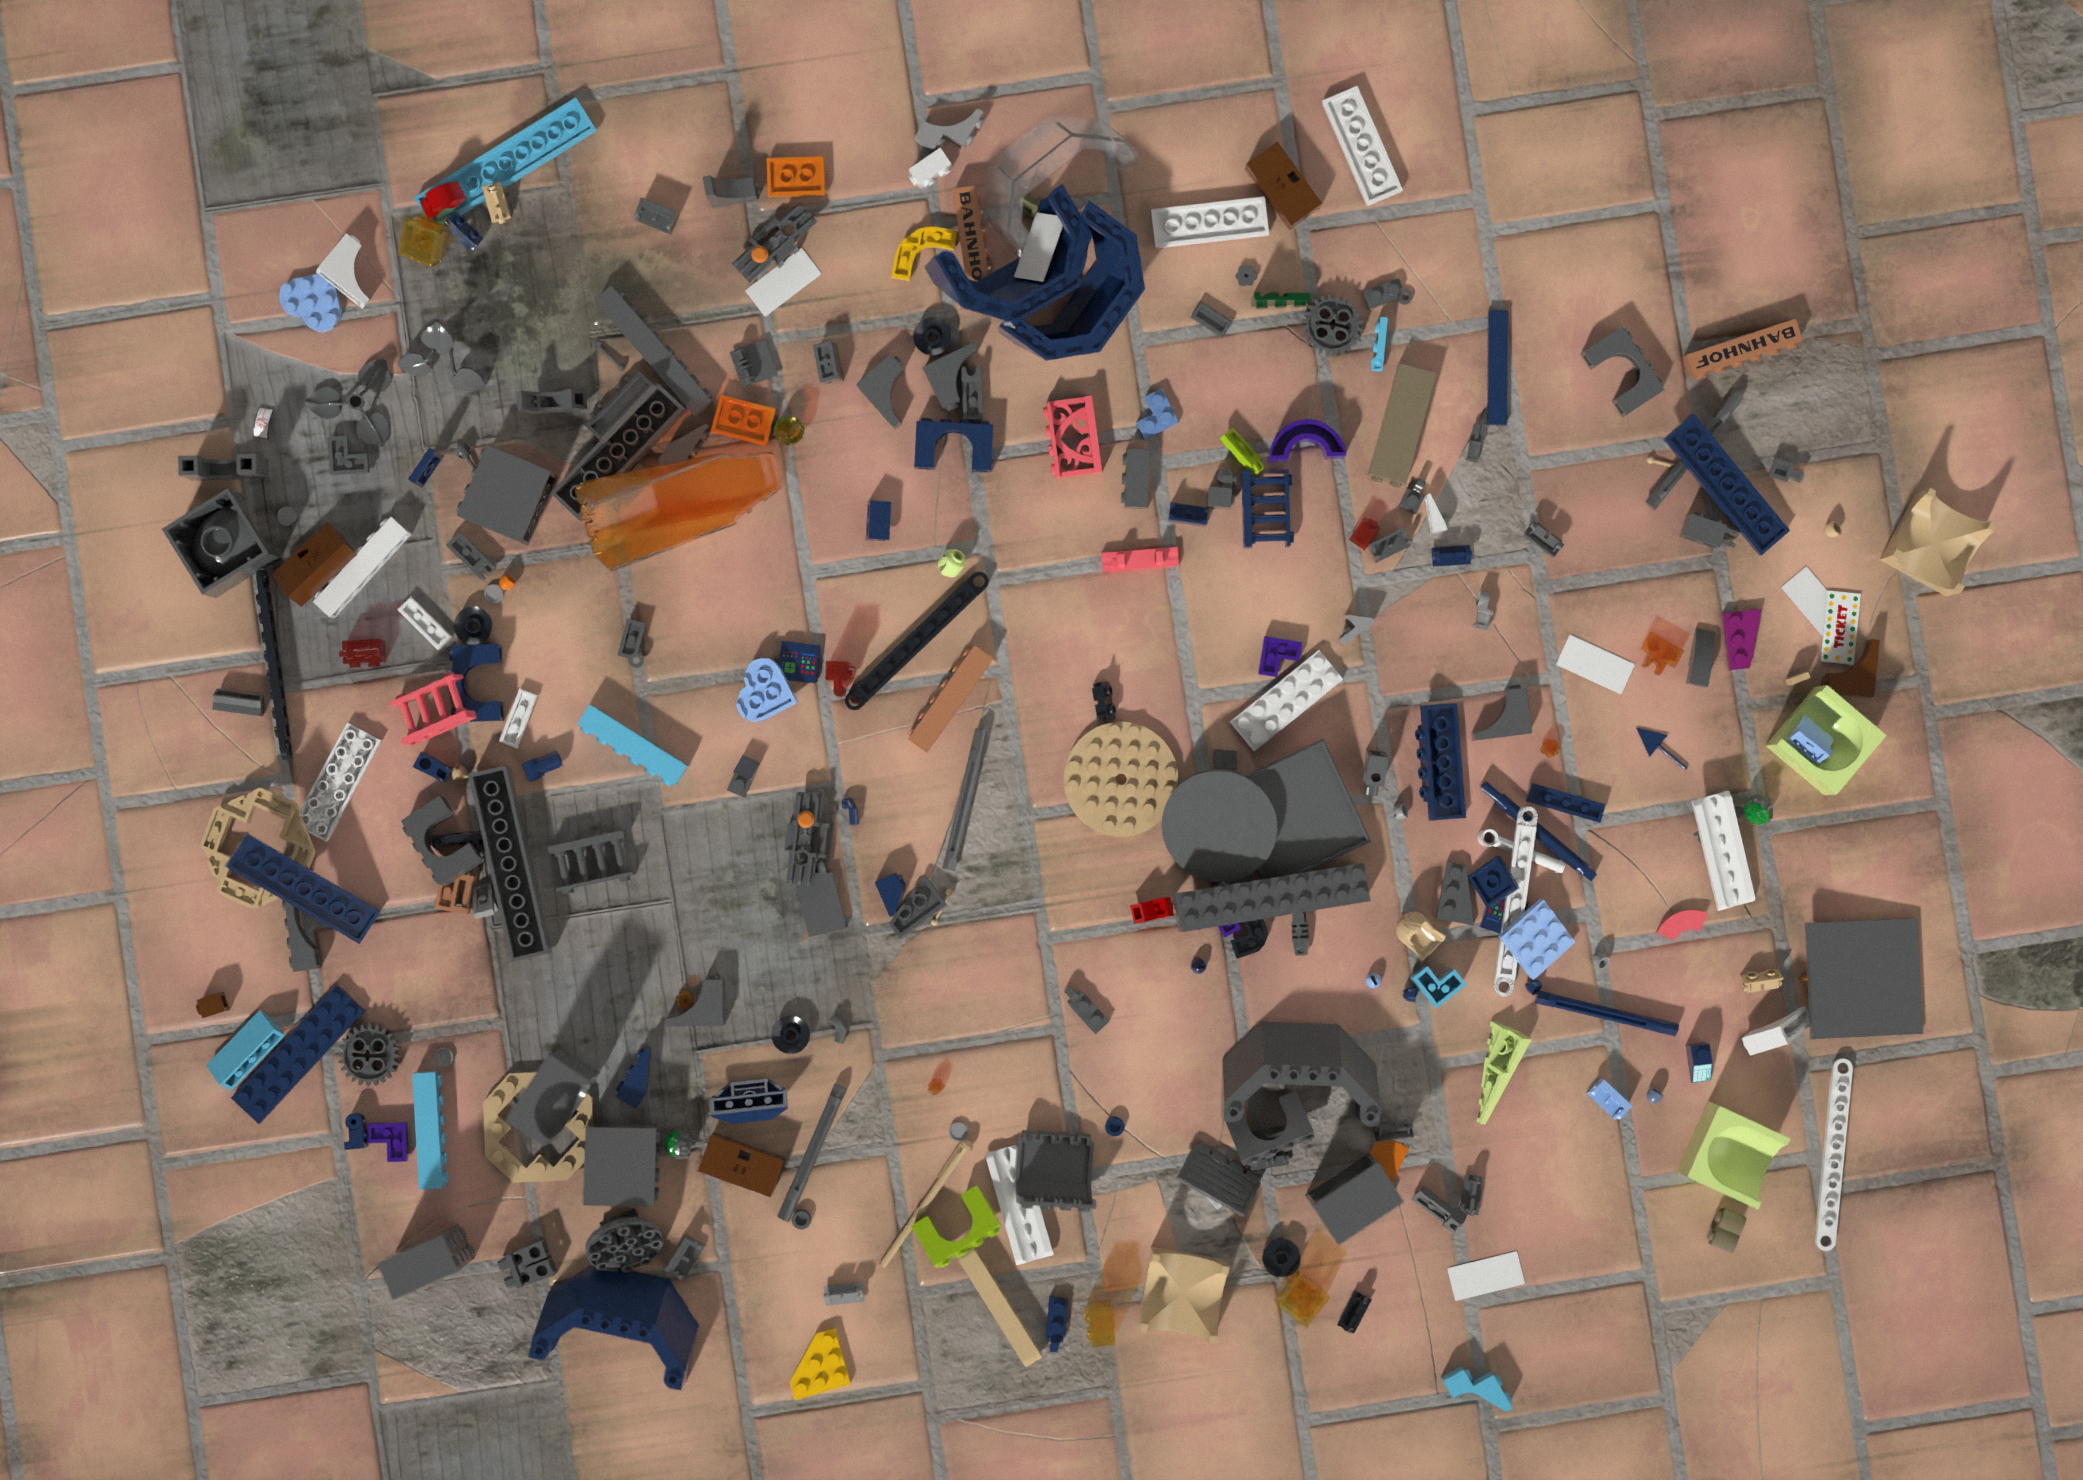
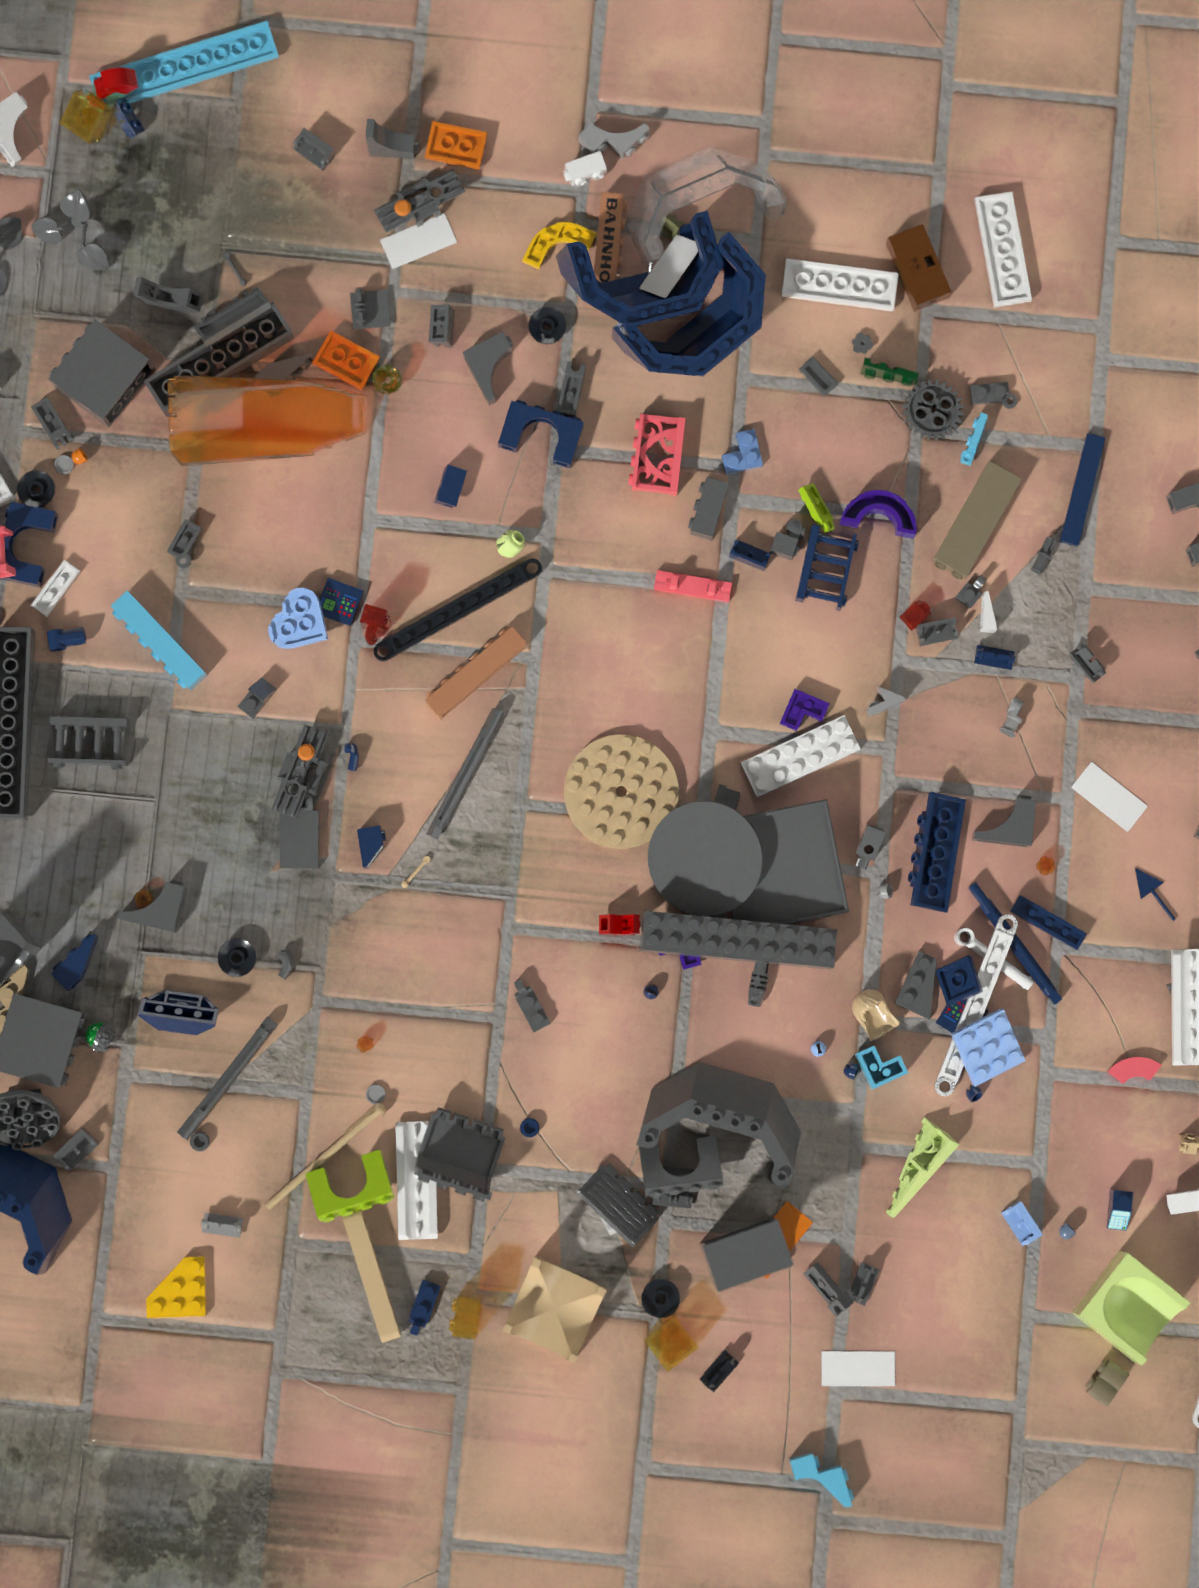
camera: 10 degrees right, 5 degrees down
(425, 467) = (31, 328): dark blue tile -> none
(463, 452) = (71, 323): dark grey hinge -> none
(496, 202) = (165, 99): tan hinge -> none
(653, 351) = (278, 275): dark grey brick -> none
(741, 1164) = (155, 1072): reddish brown brick -> none
(918, 908) = (394, 866): dark grey wing -> none
(944, 373) = (550, 362): dark grey arch -> none
(1104, 692) = (625, 703): black hinge -> none
(1252, 941) = (710, 980): black plate -> none
(1394, 1131) = (794, 1199): dark grey hinge -> none
(1601, 961) = (1046, 1081): light grey hinge -> none
(1607, 1013) = (1076, 1157): dark blue piece -> none
(1660, 653) = (1175, 800): clear orange plate -> none

